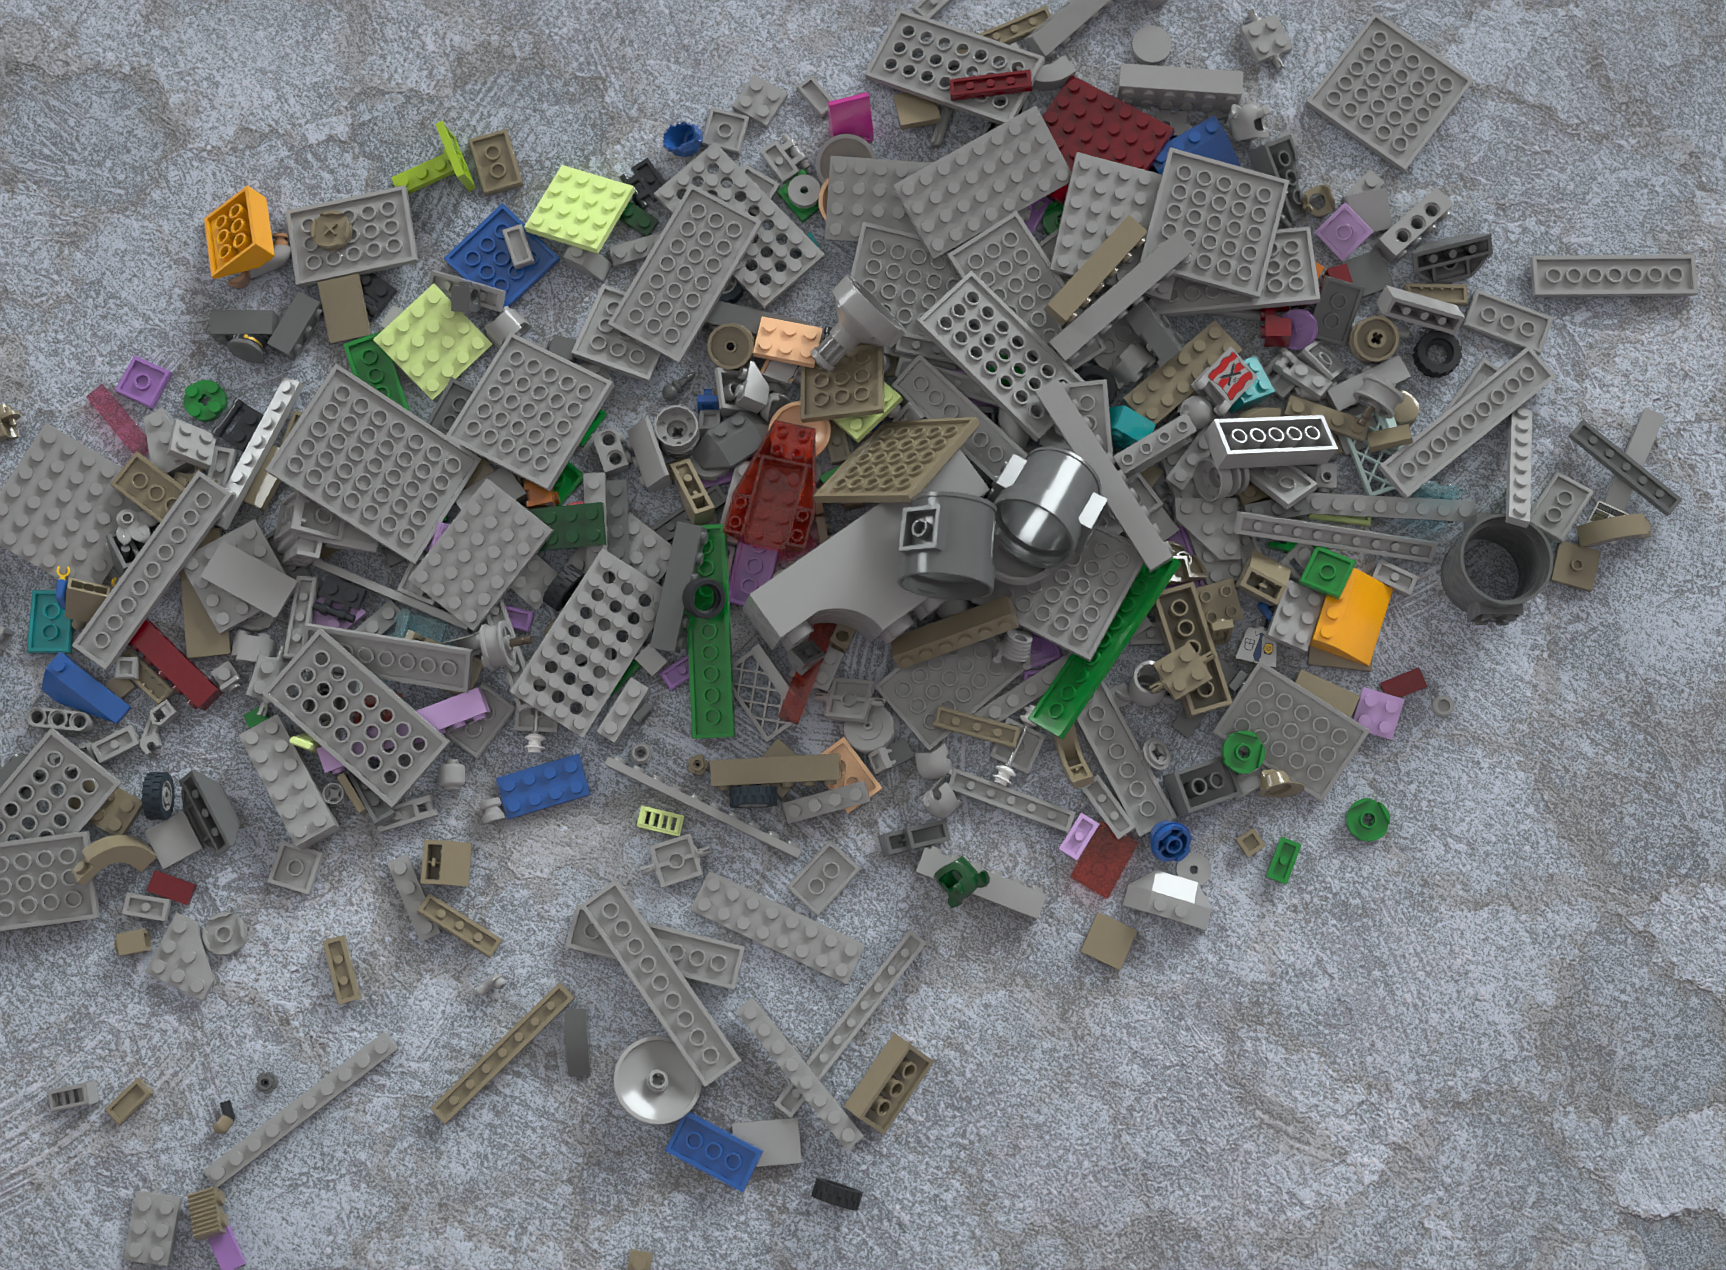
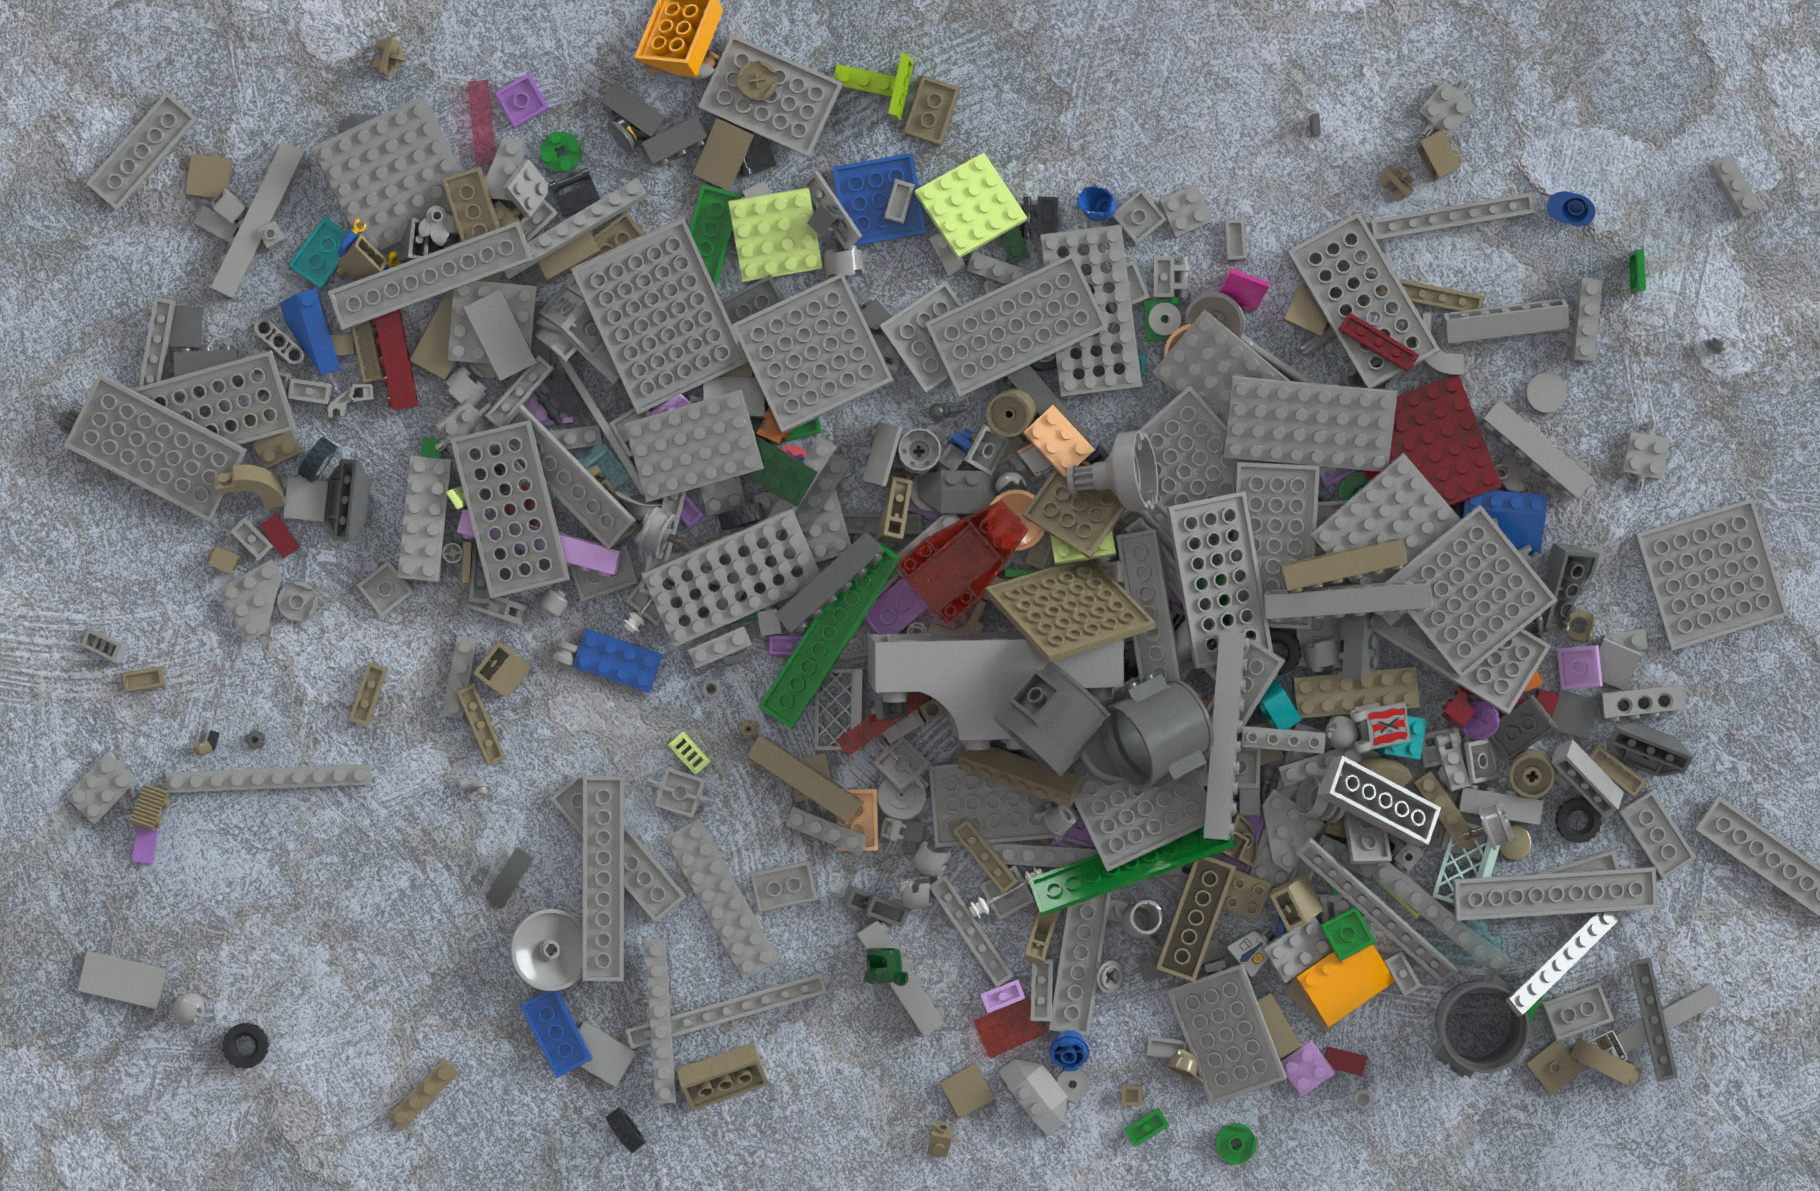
camera: 40 degrees right, 10 degrees up
(127, 668) = (358, 337): light grey tile -> none
(228, 677) = (430, 398): light grey bracket -> none
(502, 1053) = (448, 844): dark tan plate -> none
(607, 453) = (850, 426): light grey brick -> none
(695, 802) = (734, 773): light grey plate -> none
(718, 602) = (849, 619): black tyre -> none
(752, 389) = (1002, 460): light grey slope -> none
(753, 797) = (772, 787): black wheel -> none
(1117, 1001) = (940, 1139): none -> dark tan bracket
(1182, 672) = (1172, 931): dark tan plate -> none
(1201, 786) = (1127, 1026): dark grey slope -> none
(1221, 631) = (1229, 918): dark tan plate -> none
(1248, 121) = (1572, 518): light grey piece -> none
(1252, 745) = (1174, 1035): green plate -> none
(1389, 438) = (1481, 863): dark tan tile -> none

